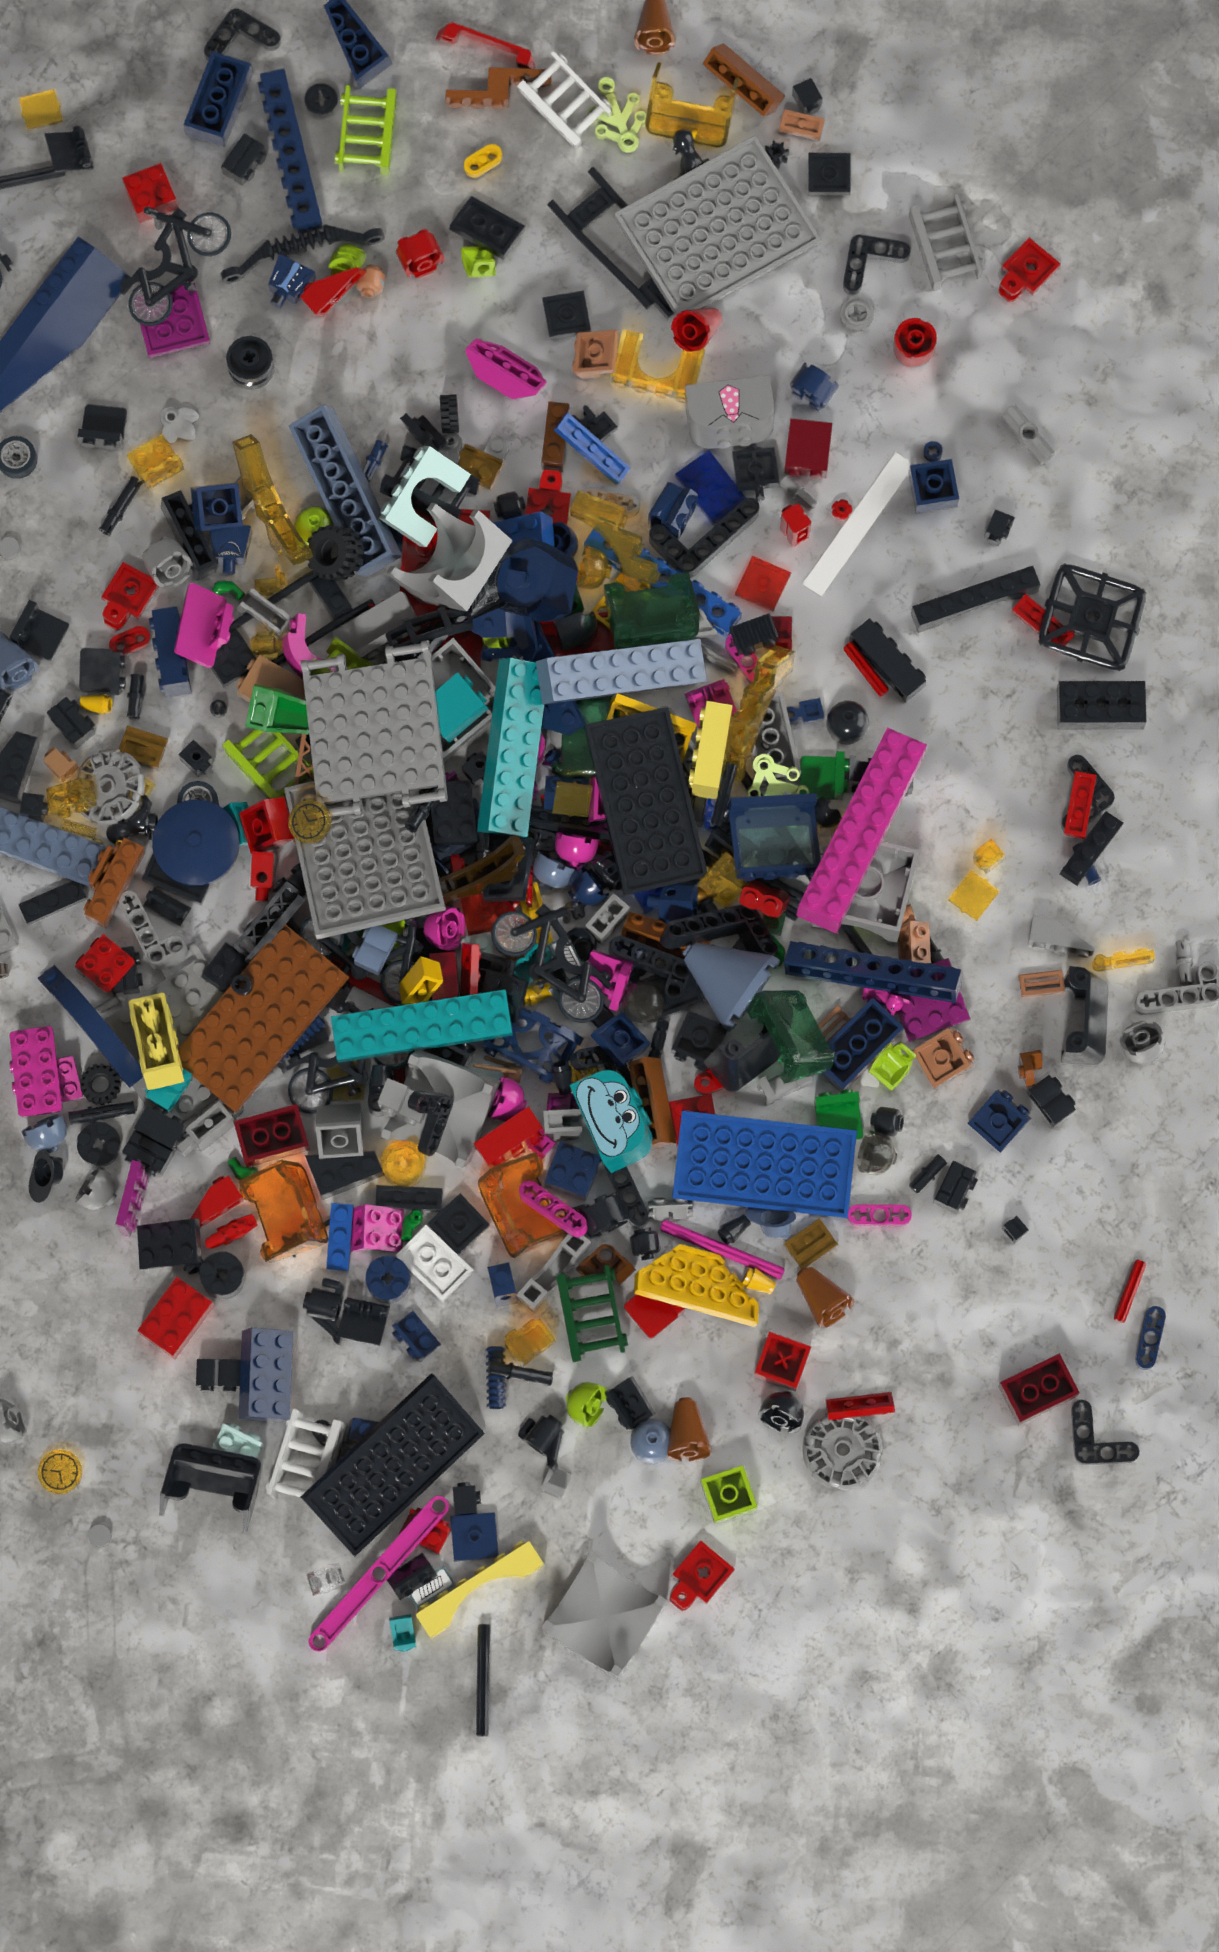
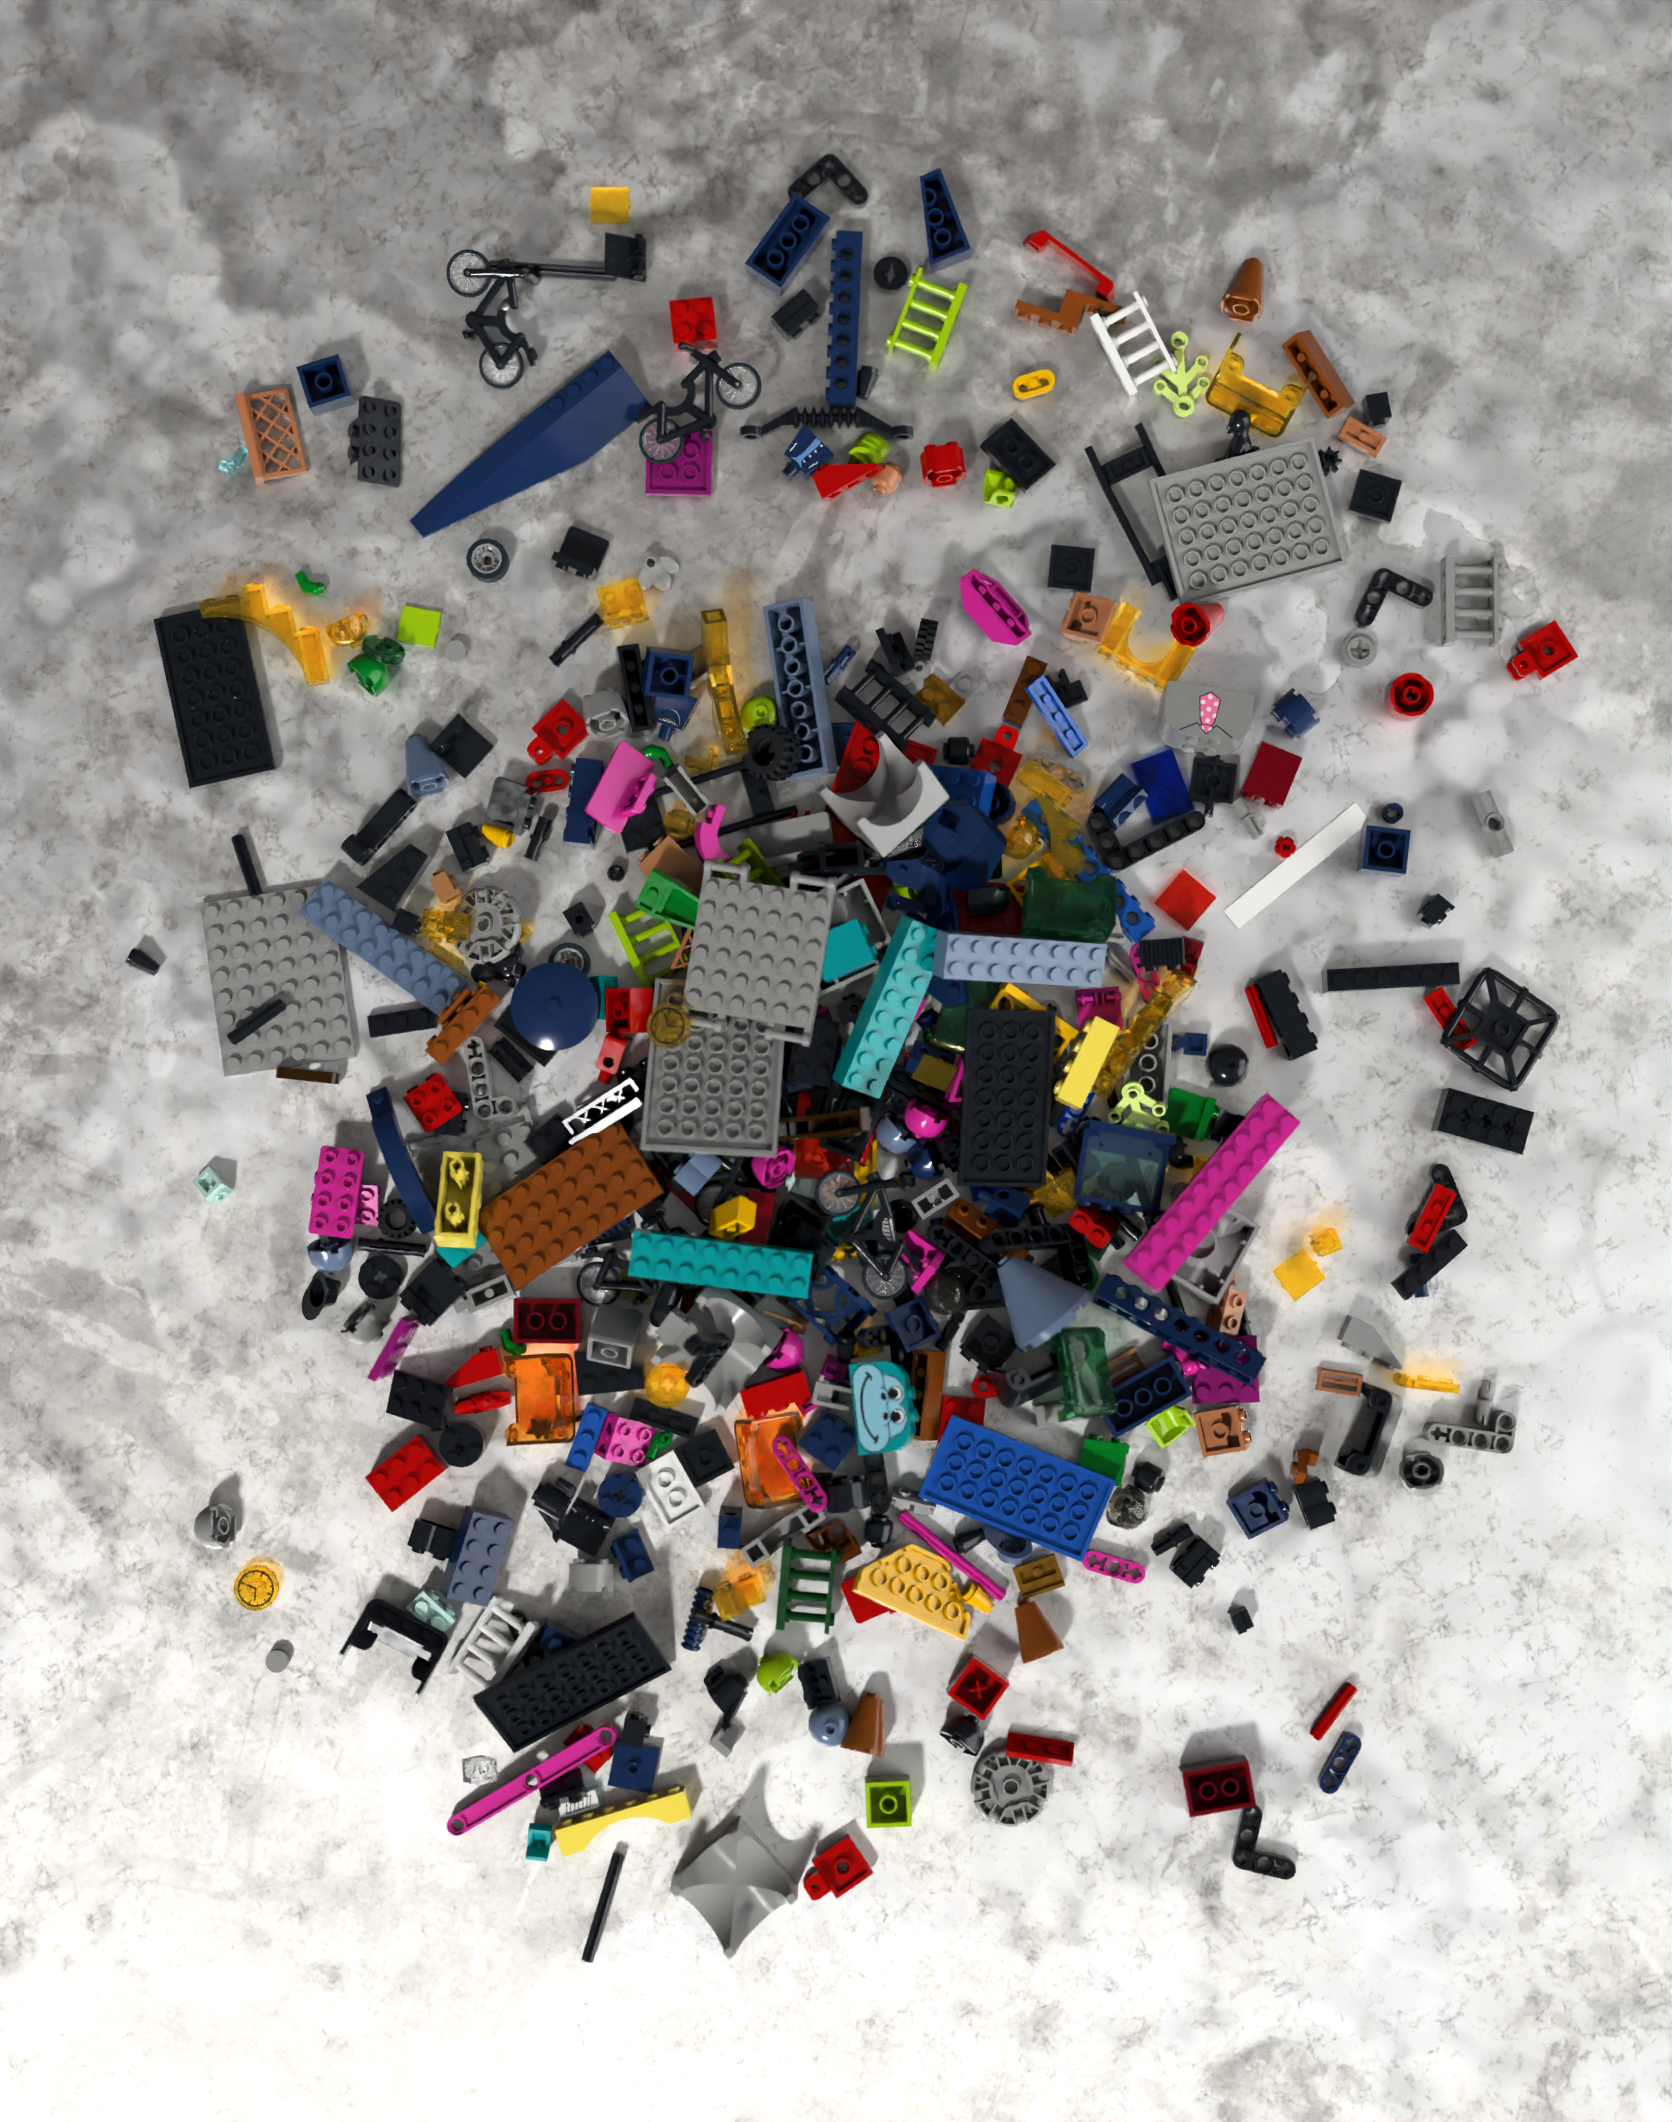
camera: 15 degrees right, 10 degrees up
(143, 746) = (531, 892): pearl gold plate -> none
(243, 978) = (551, 1165): black bush -> none
(250, 362) = (742, 516): black wheel -> none
(326, 198) = (866, 381): none -> black cone
(381, 1362) = (590, 1576): none -> light grey brick
(399, 510) = (885, 691): light aqua arch -> none
(419, 813) = (779, 1048): black pin -> none
(470, 969) = (784, 1217): red plate -> none
(724, 794) = (1082, 1114): black axle -> none
(795, 524) = (1235, 851): red brick -> none

